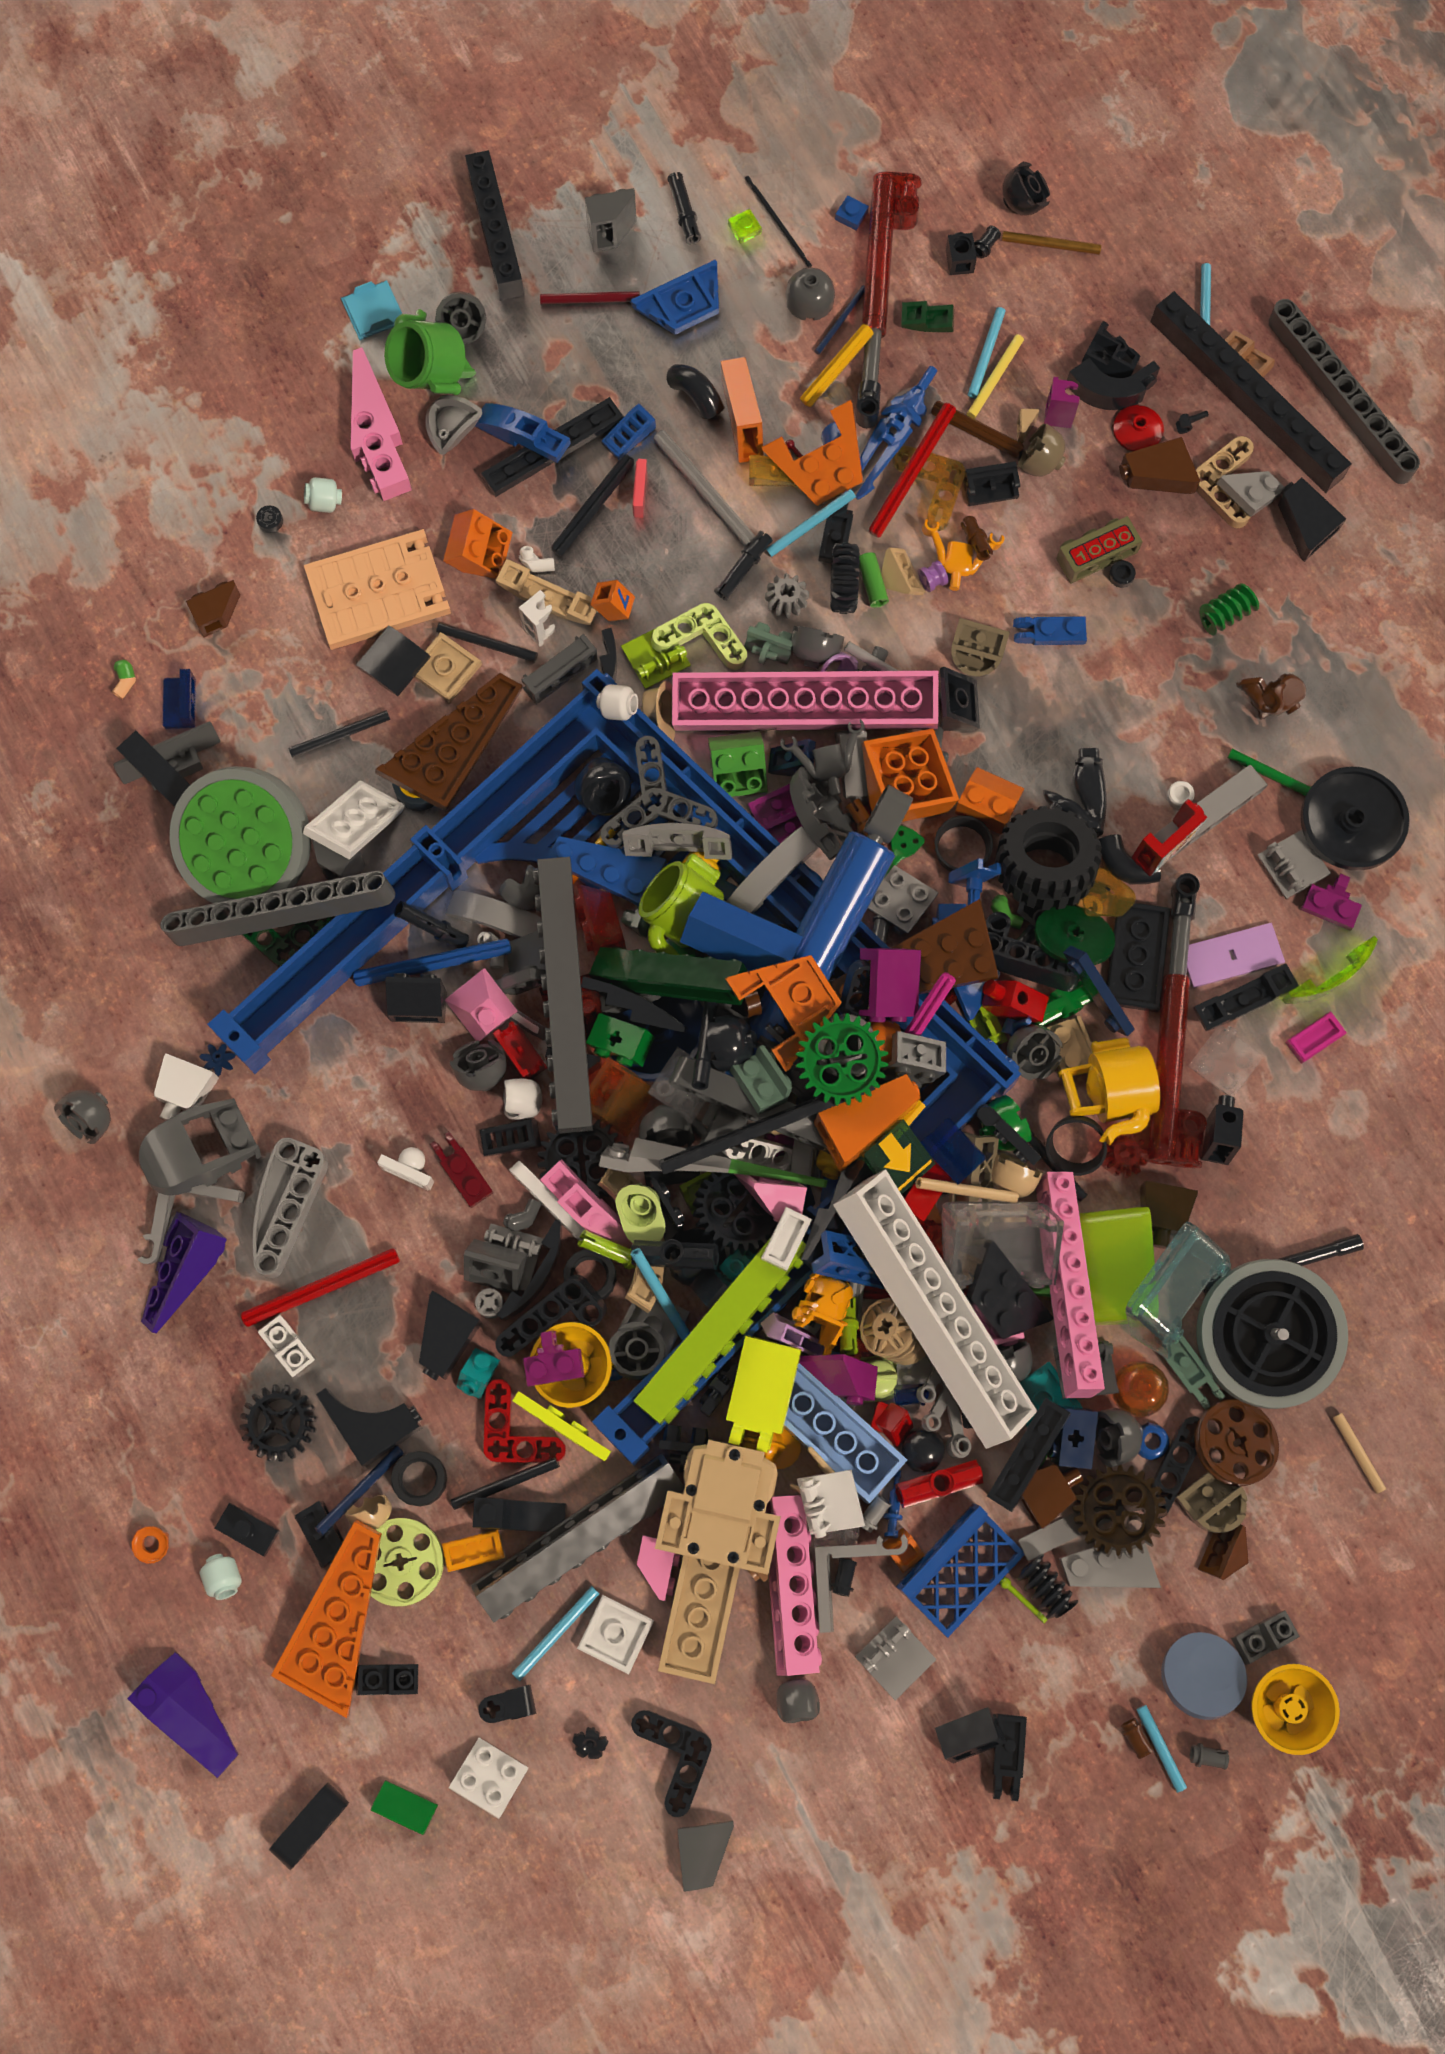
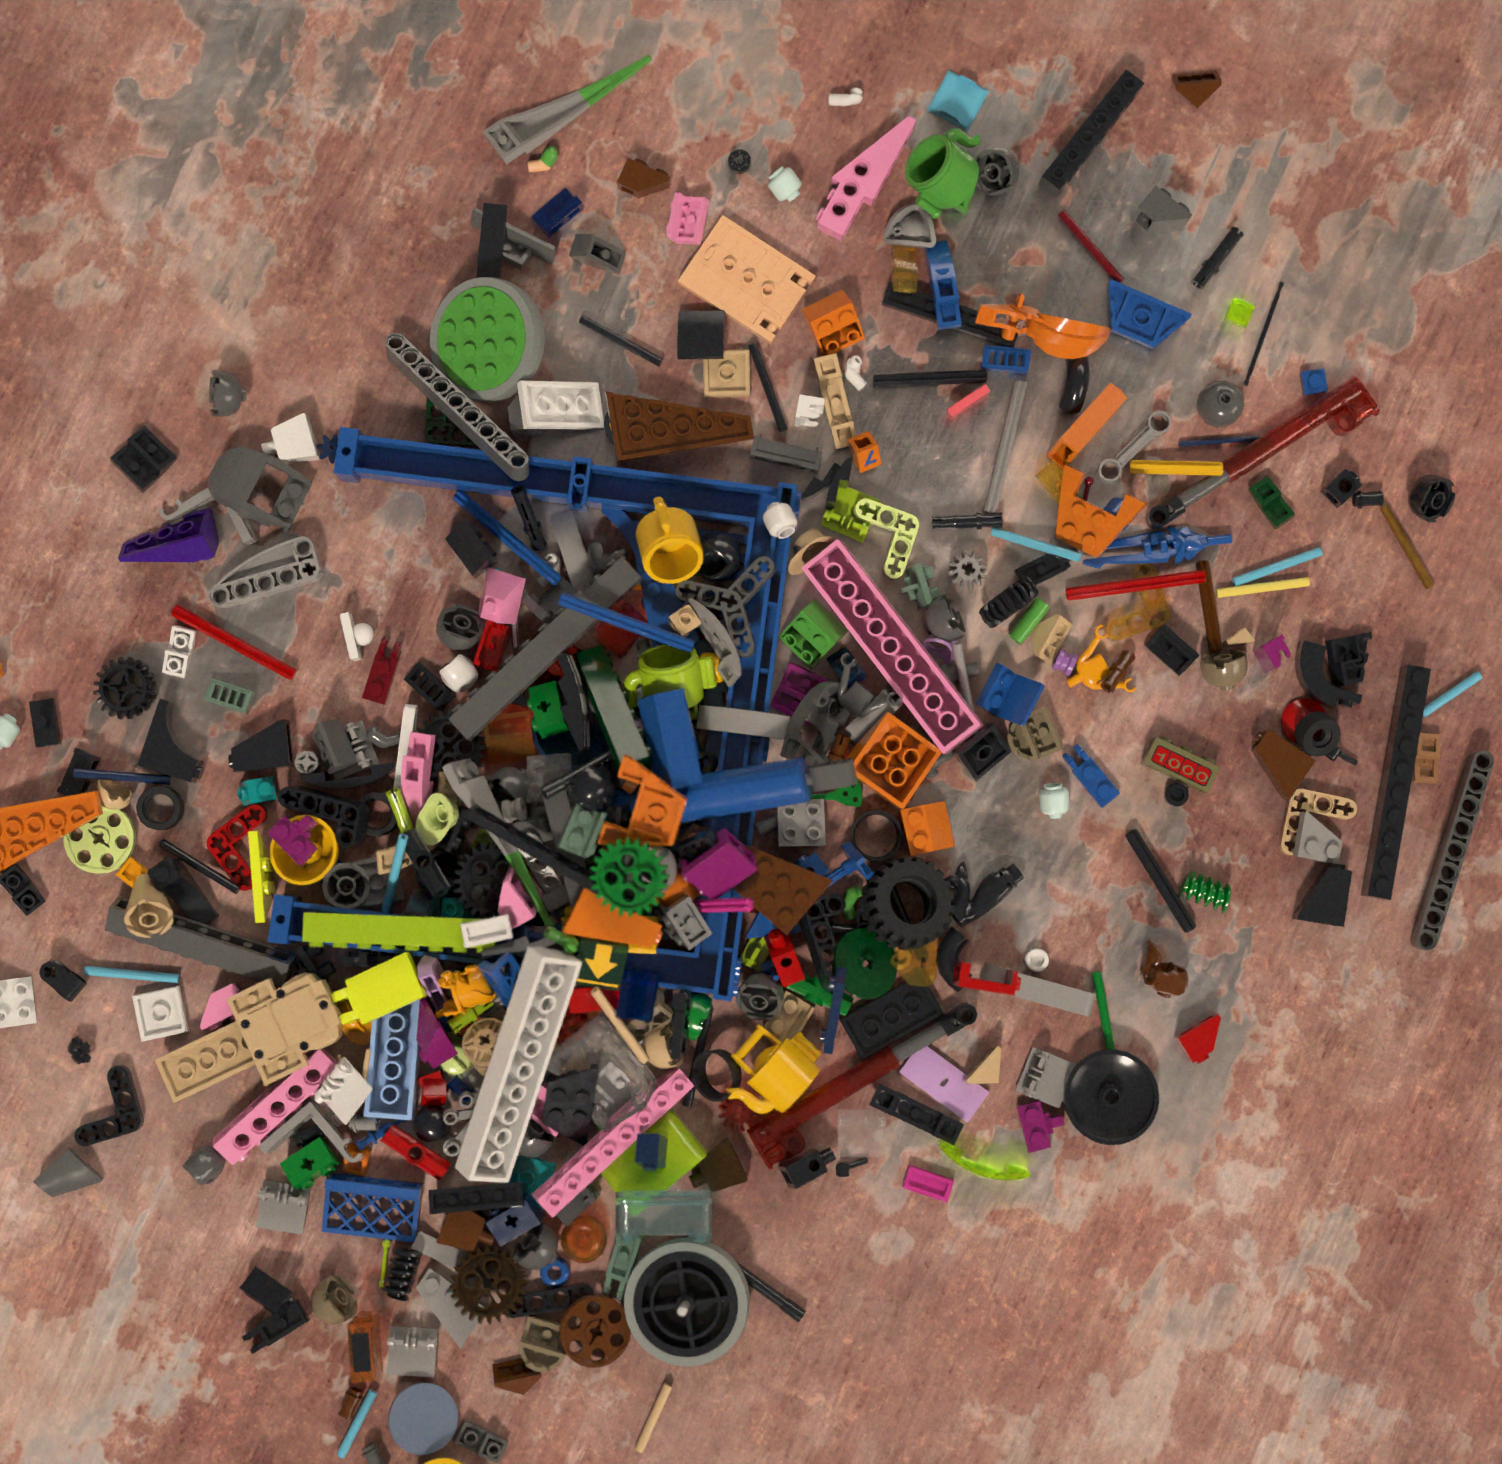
camera: 55 degrees right, 10 degrees up
(79, 1239) = (143, 459): none -> black slope
(87, 663) = (532, 127): none -> light grey plate
(244, 693) = (597, 253): none -> dark grey slope
(282, 596) = (687, 219): none -> bright pink bracket
(297, 387) = (853, 98): none -> white arm
(361, 1322) = (246, 703): none -> sand green slope
(483, 453) = (904, 269): none -> clear yellow slope
(509, 1554) = (147, 909): none -> tan cone
(526, 119) = (1197, 86): none -> reddish brown slope
(560, 807) = (669, 544): none -> yellow piece
(600, 898) = (626, 622): none -> blue axle
(623, 638) = (840, 480): none -> black slope
(640, 369) = (1050, 333): none -> orange piece
(640, 854) = (684, 621): none -> tan bracket
(690, 1134) = (514, 810): none -> light grey wheel
(790, 388) = (1134, 446): none -> light grey piece
(850, 1172) = (567, 941): none -> bright green arm
(870, 1580) = (297, 1164): none -> green brick
(928, 639) = (1009, 695): none -> blue bracket
(1025, 1678) = (333, 1301): none -> dark tan cylinder
(1049, 673) = (1054, 800): none -> light aqua head
(1094, 1677) = (365, 1347): none -> clear orange brick
(1107, 1252) = (651, 1151): none -> dark blue brick
(1129, 1638) = (412, 1351): none -> light grey hinge
(1169, 415) = (1325, 742): none -> black tyre
(1188, 640) = (1160, 880): none -> black axle
(1248, 906) = (987, 1069): none -> tan slope
(1248, 1102) = (842, 1168): none -> black hand
(1356, 709) = (1199, 1039): none -> red slope

